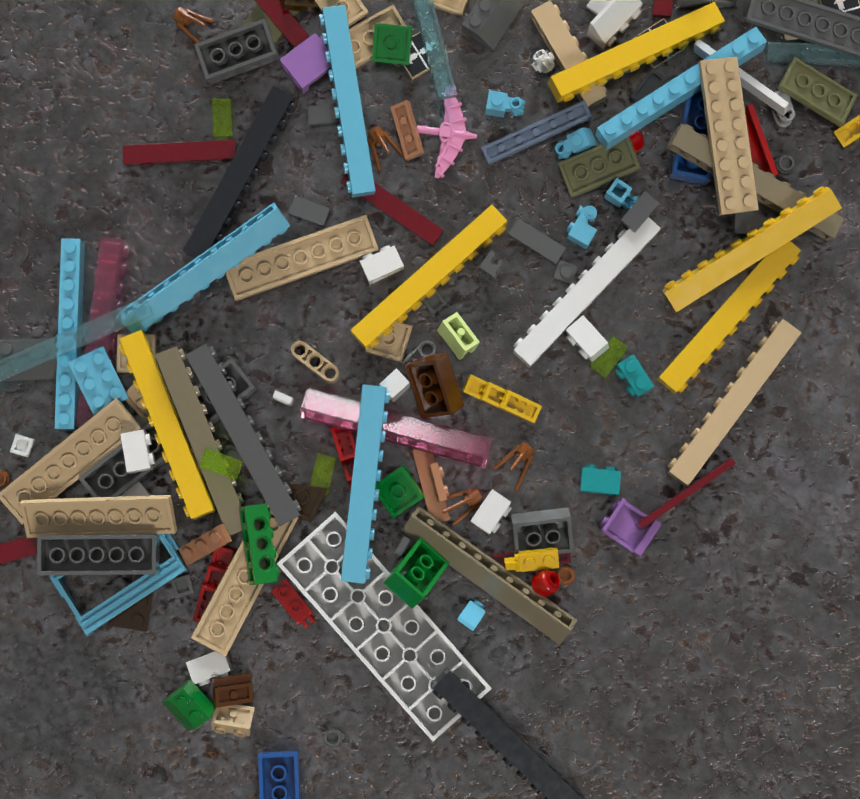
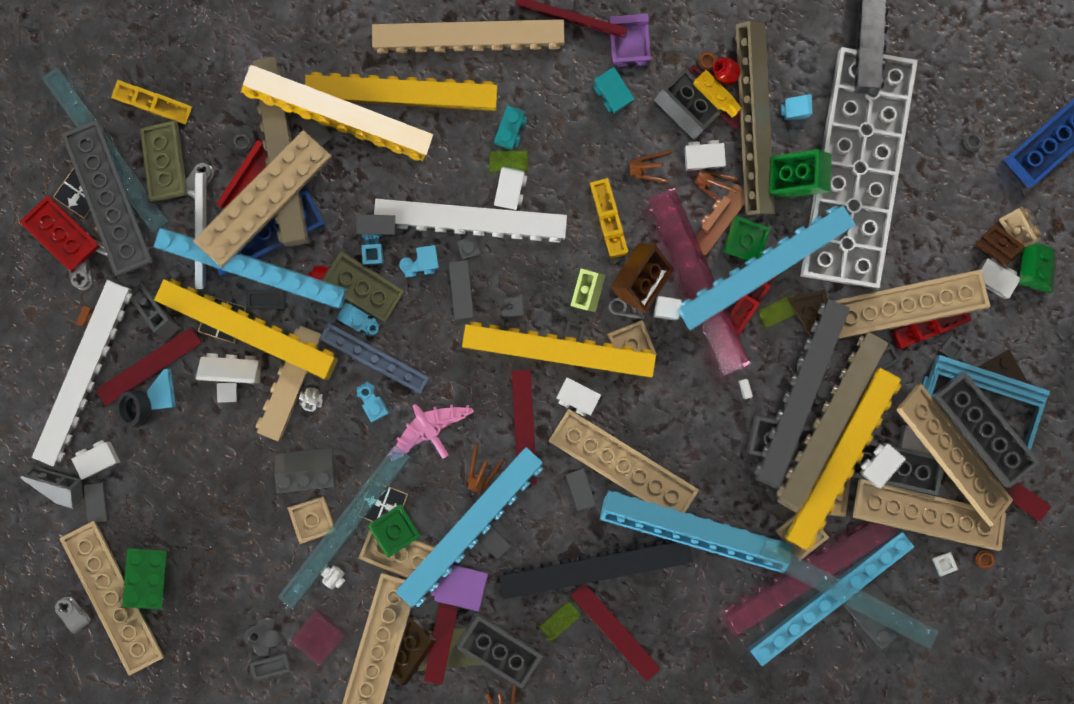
camera: 130 degrees left, 5 degrees up
(97, 379) = (850, 544): medium azure plate -> none
(205, 544) = (908, 356): nougat plate -> none
(221, 464) = (839, 391): clear neon green tile -> none
(253, 554) = (861, 337): green brick -> none
(293, 603) = (896, 253): red hinge -> none
(306, 358) = (692, 395): tan beam -> none
(402, 546) = (788, 201): dark grey tile -> none
(407, 130) = (453, 463): nougat plate -> none

